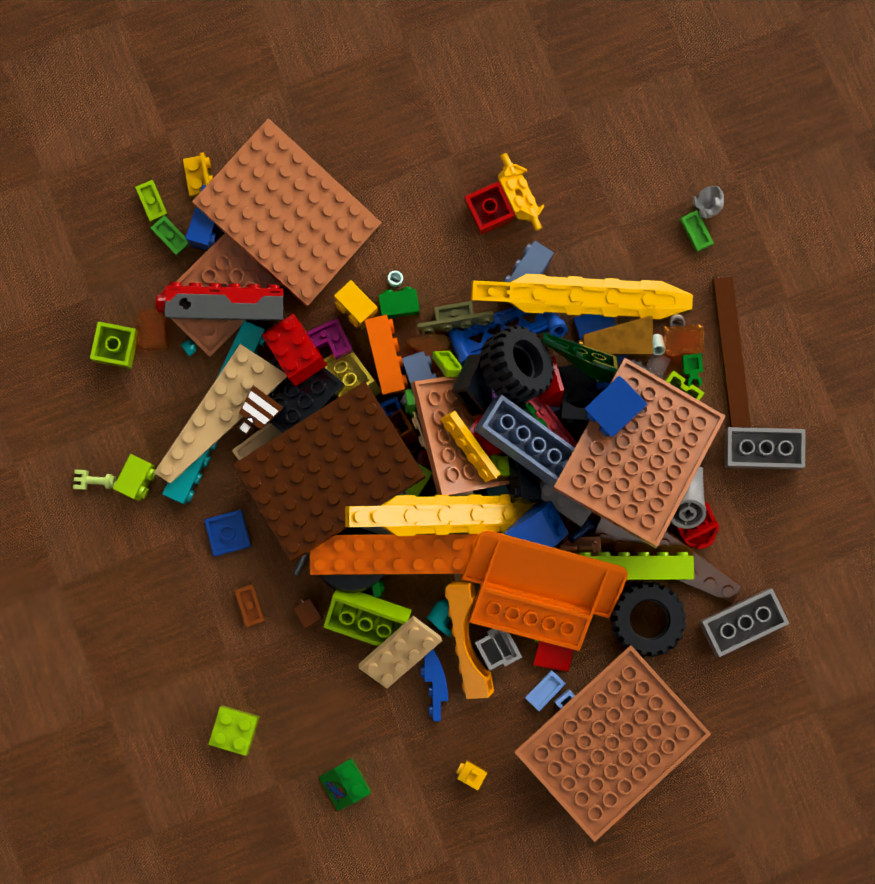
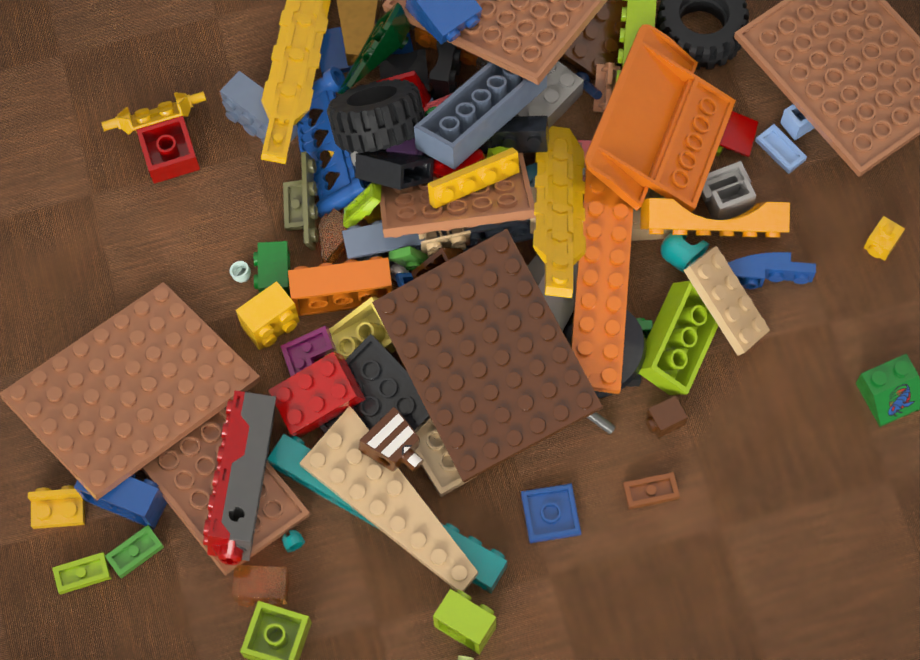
camera: 80 degrees left, 15 degrees down
(234, 730) = (817, 523): lime brick -> none
(539, 525) = (575, 122): blue slope -> none

